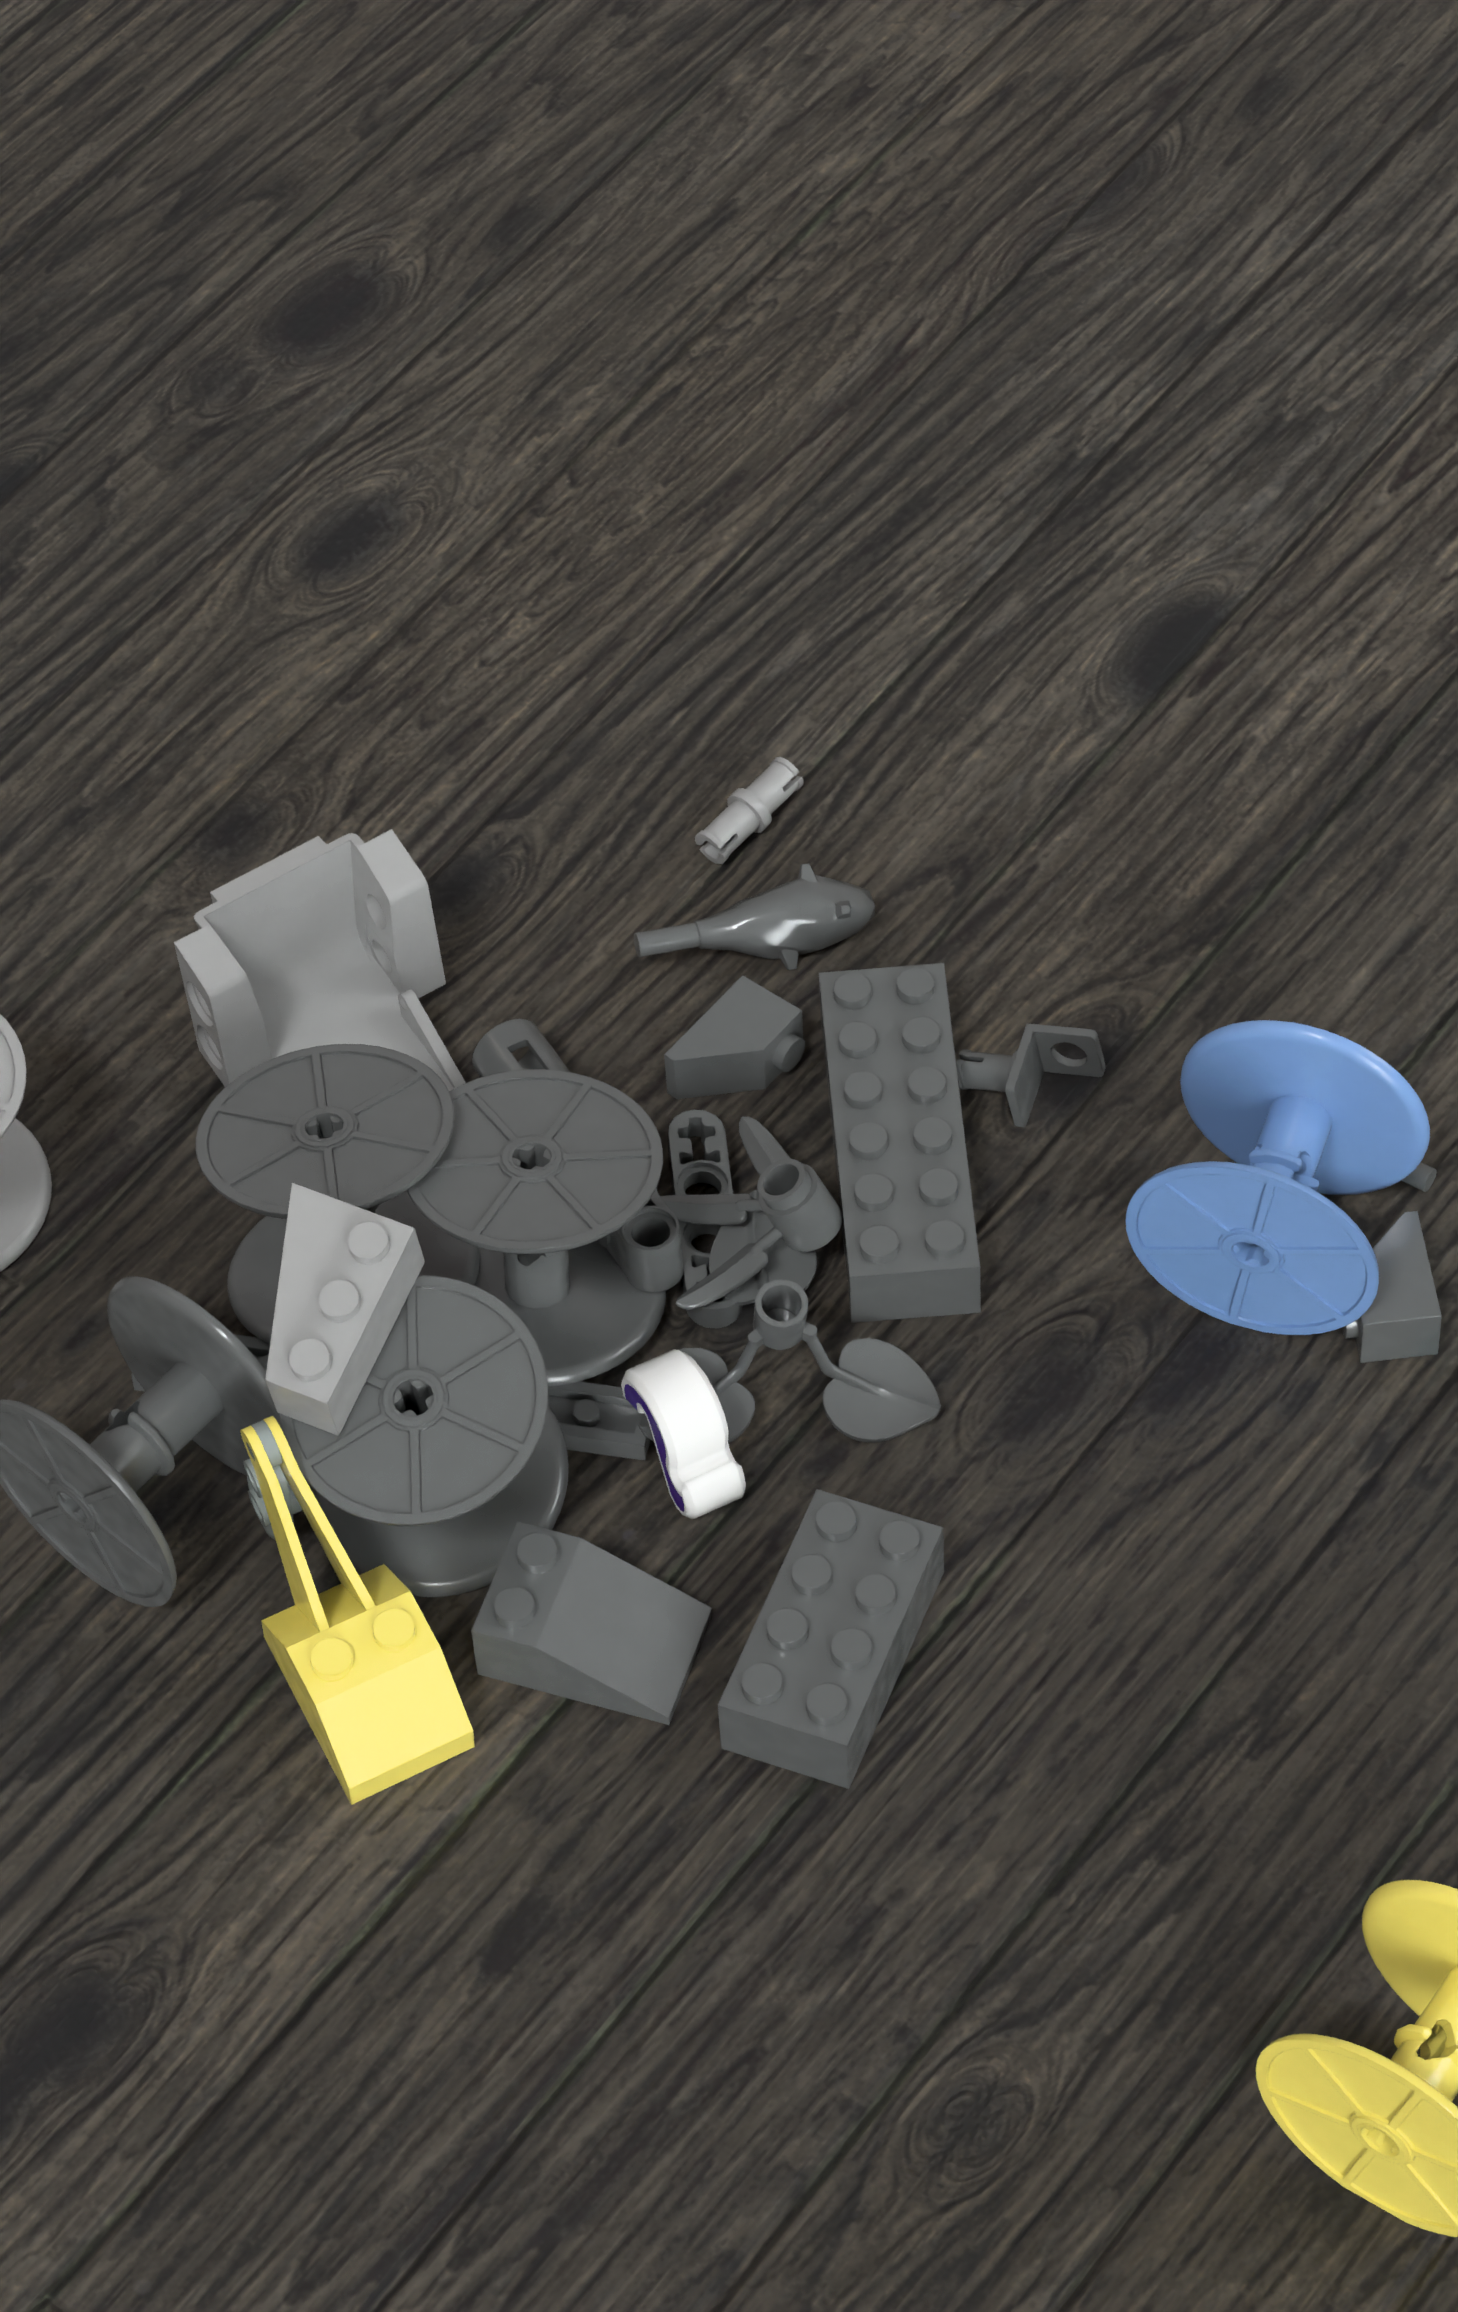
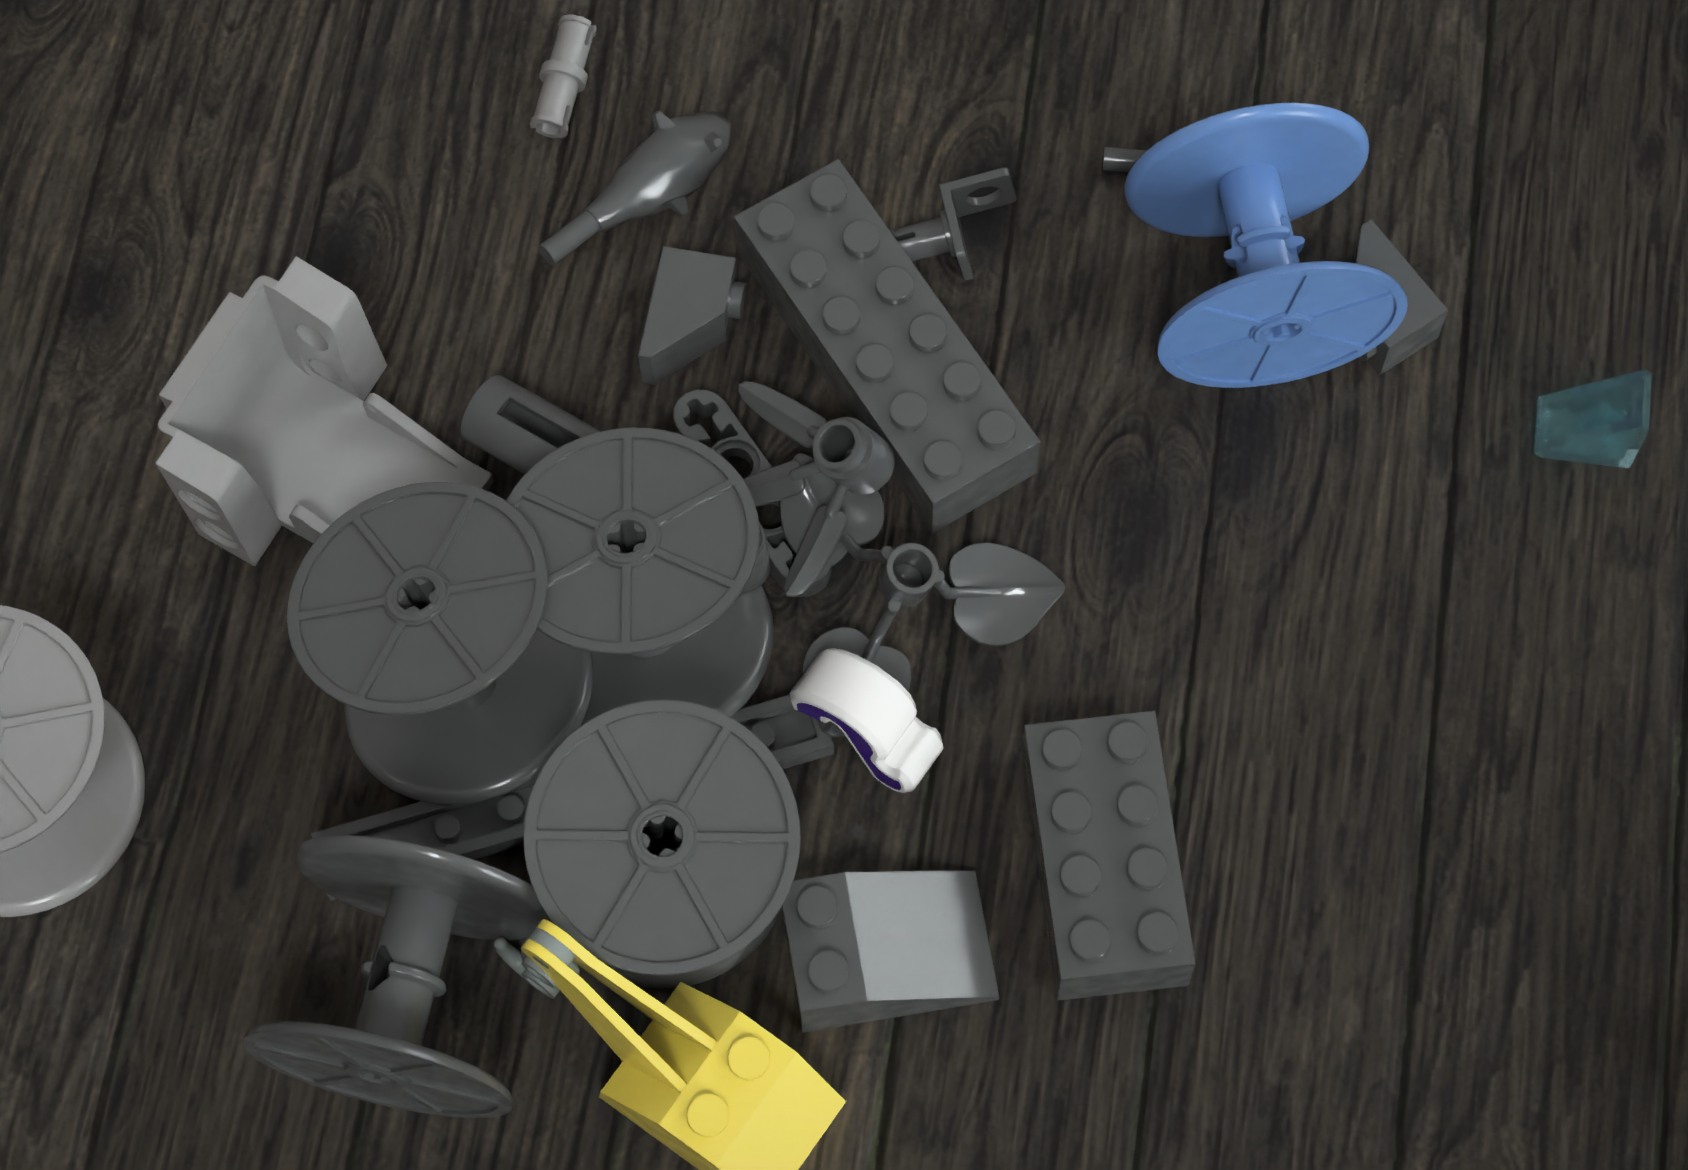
camera: 30 degrees left, 15 degrees up
(335, 1304) = (551, 783): light grey wedge -> none

